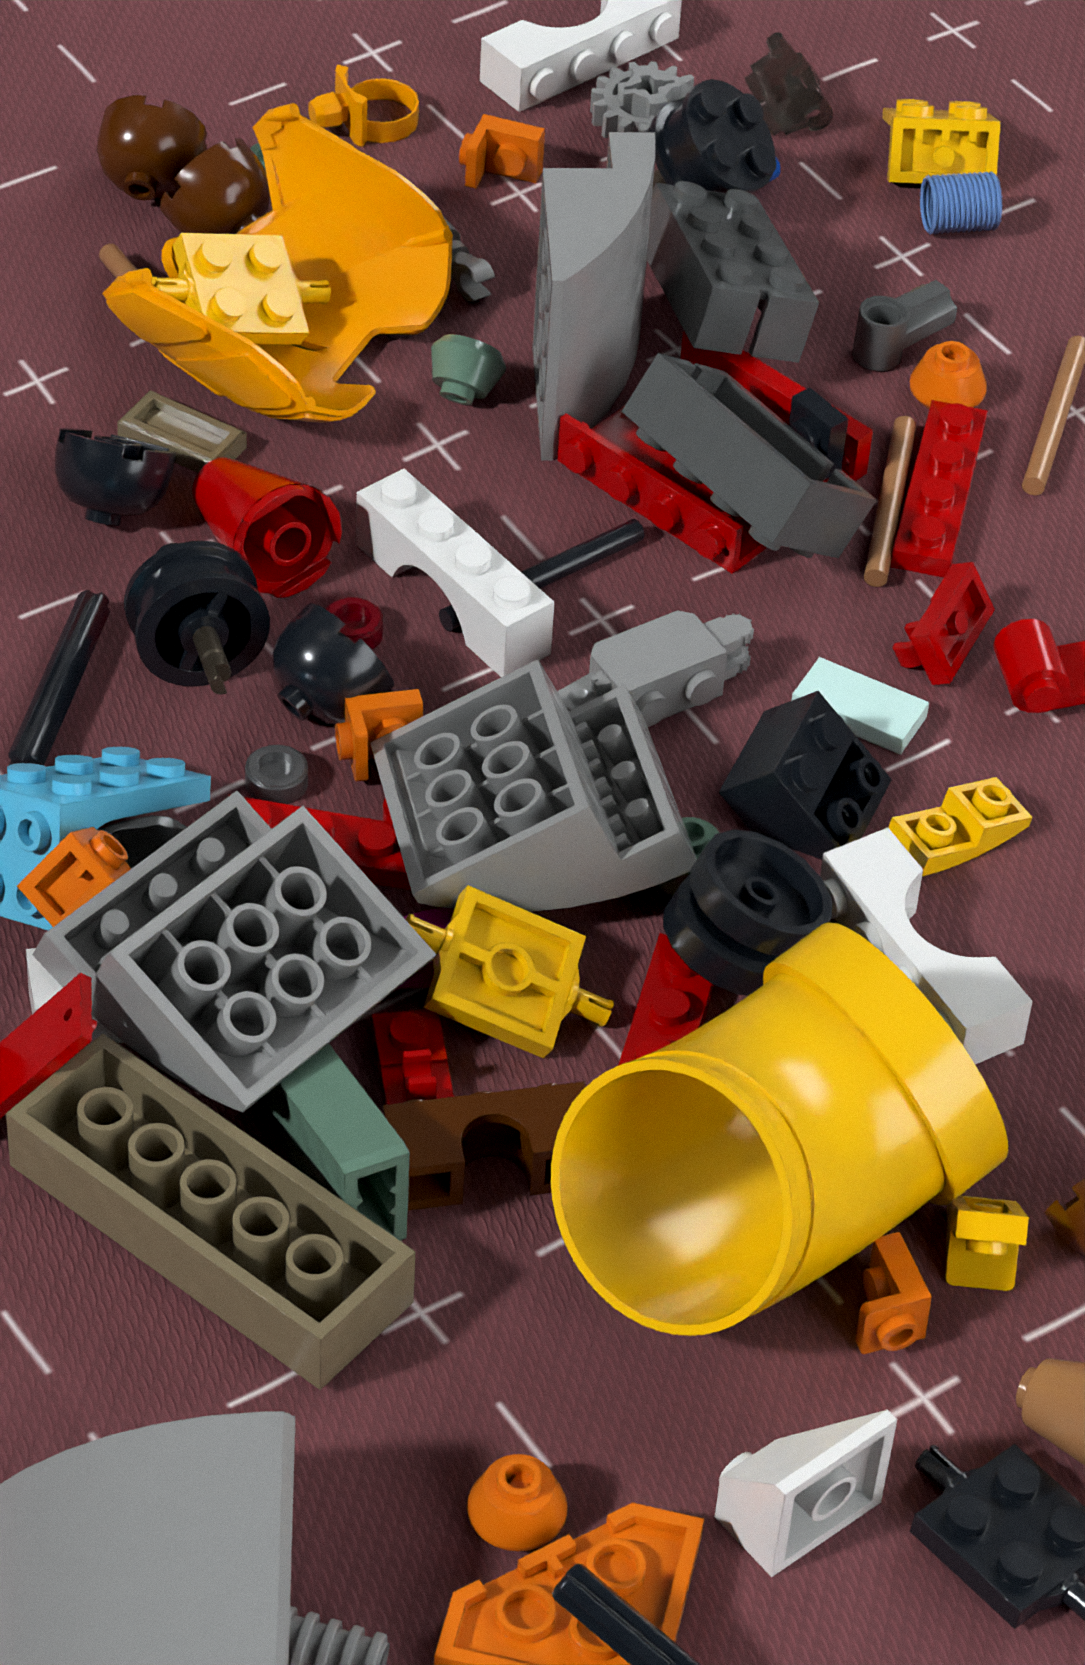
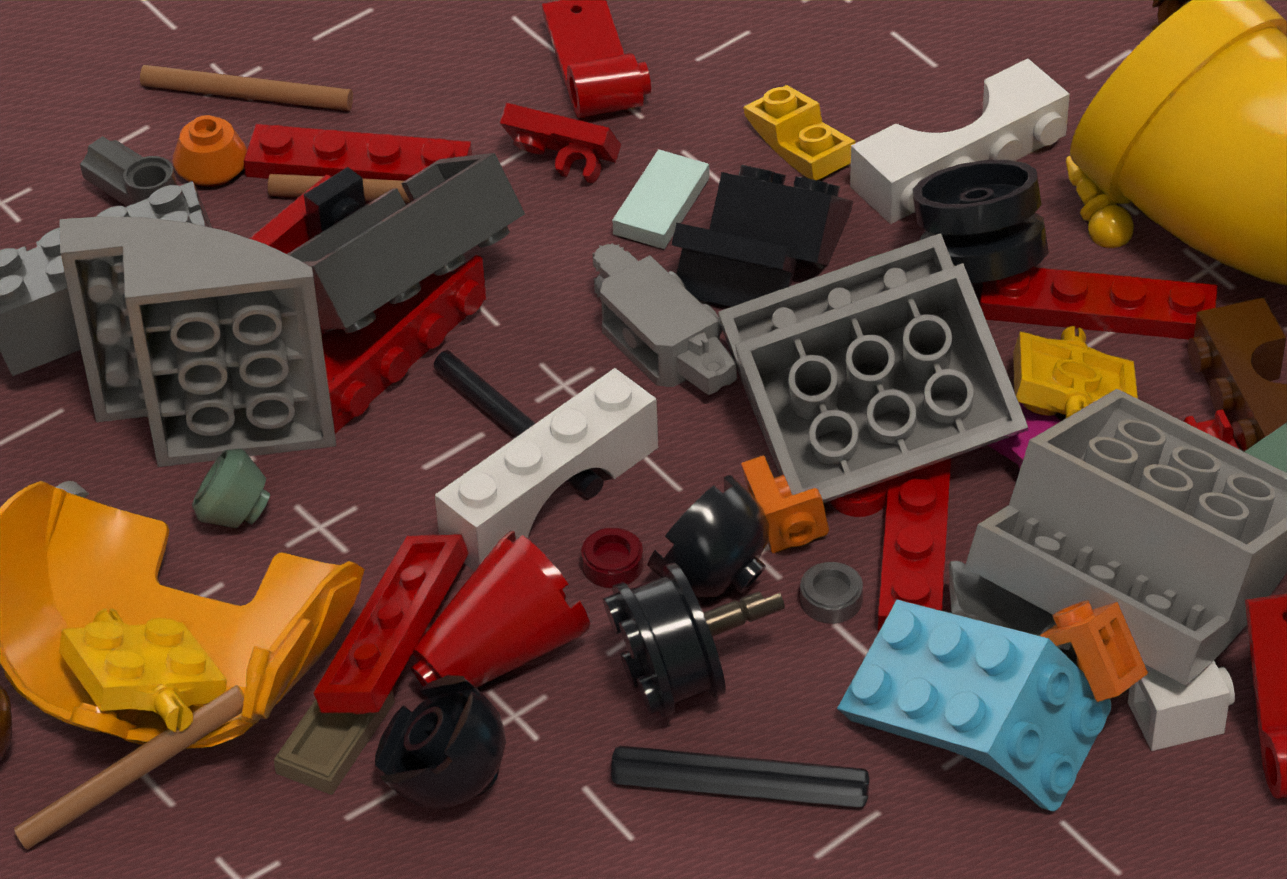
camera: 90 degrees left, 0 degrees up
(239, 436) = (391, 624): none -> red plate
(724, 721) = (731, 267): none -> black panel

